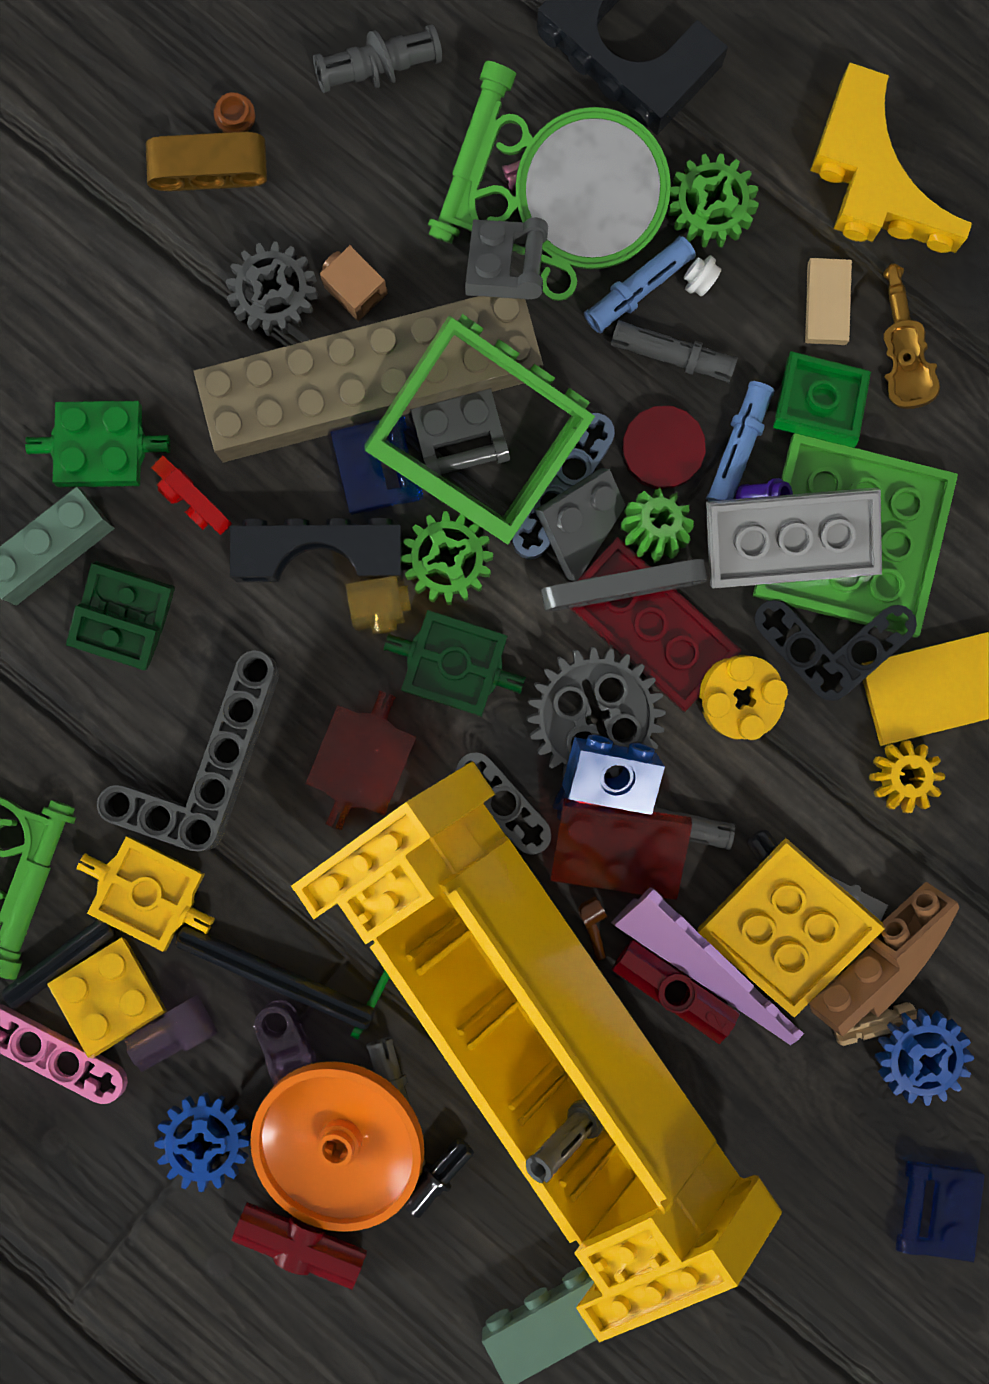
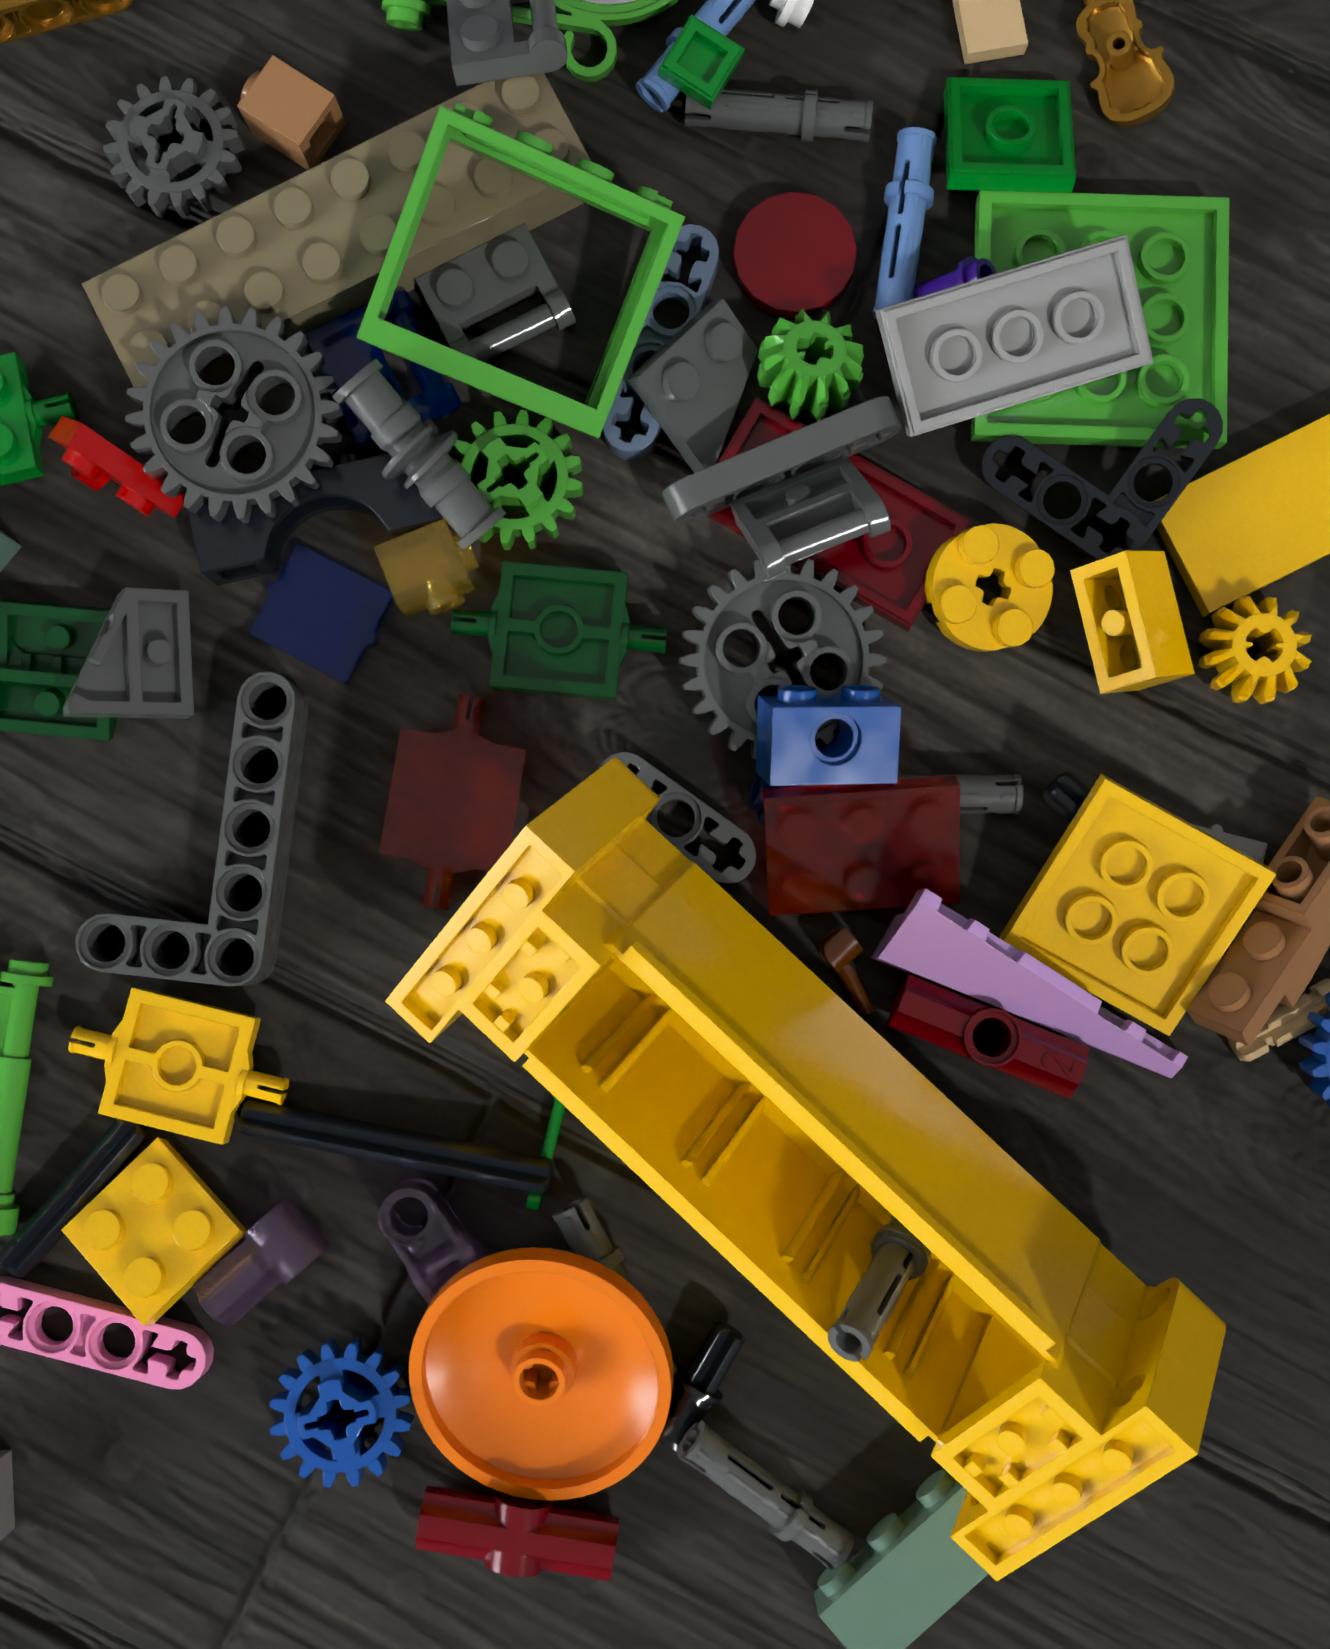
camera: 10 degrees left, 0 degrees up
(176, 623) = (138, 660): none -> dark grey wing
(243, 456) = (180, 391): none -> dark grey gear
(301, 616) = (322, 614): none -> clear blue piece
(389, 534) = (419, 454): none -> dark grey piece
(476, 1270) = (784, 1508): none -> dark grey pin
(629, 309) = (700, 62): none -> green tile
(632, 617) = (809, 514): none -> dark grey plate
(830, 741) = (1132, 621): none -> yellow brick

